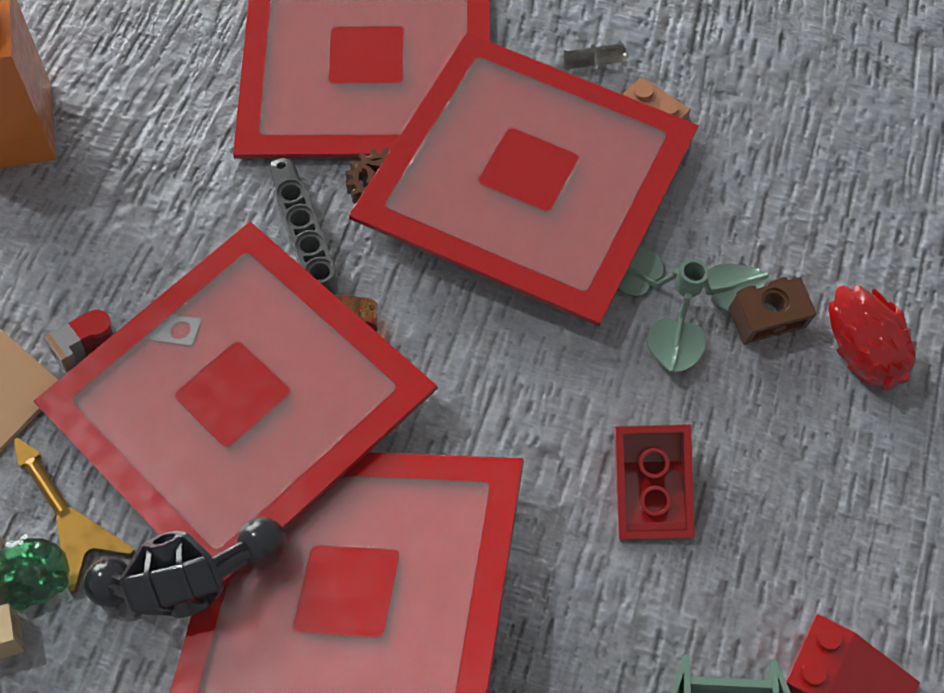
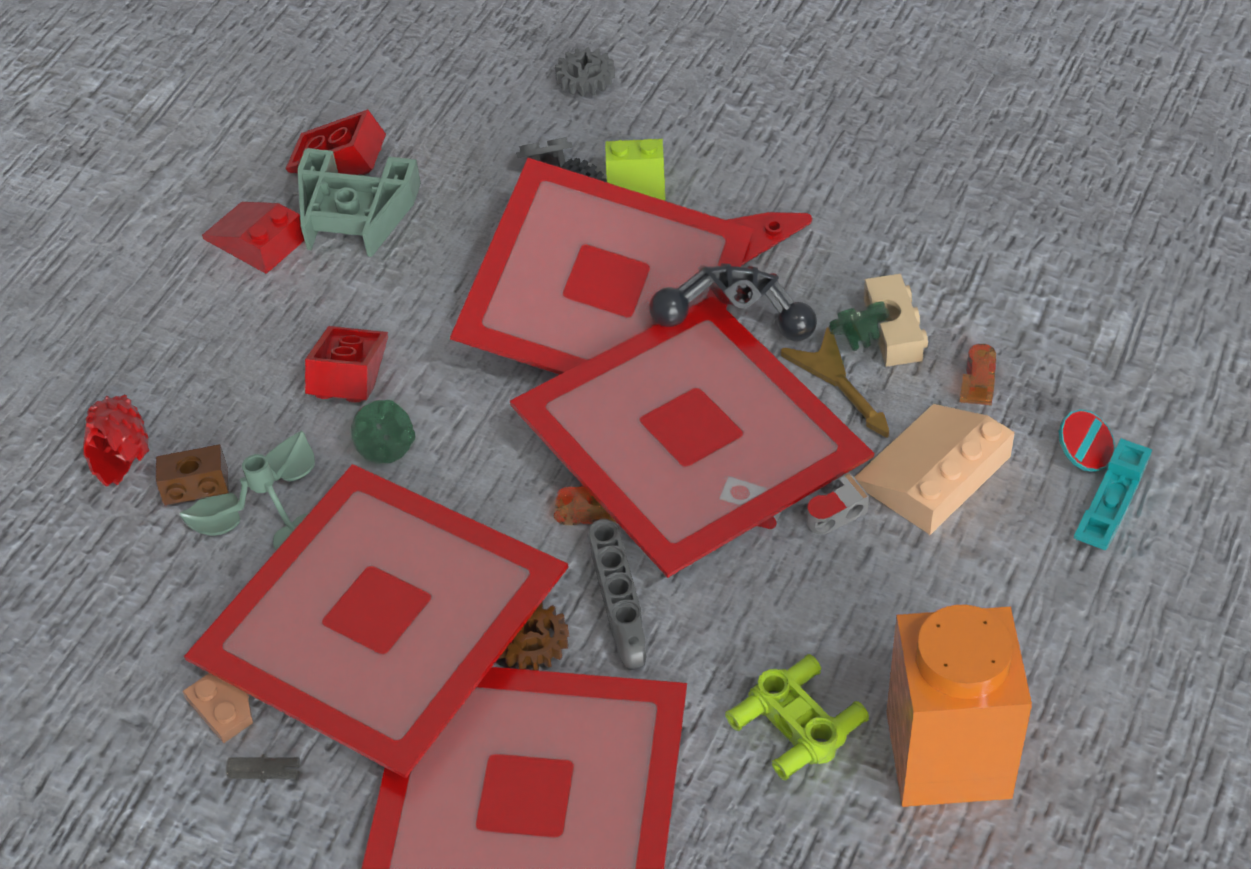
camera: 170 degrees left, 10 degrees down
(134, 132) = (797, 716): none -> lime piece
(580, 376) = (370, 440): none -> clear green plate

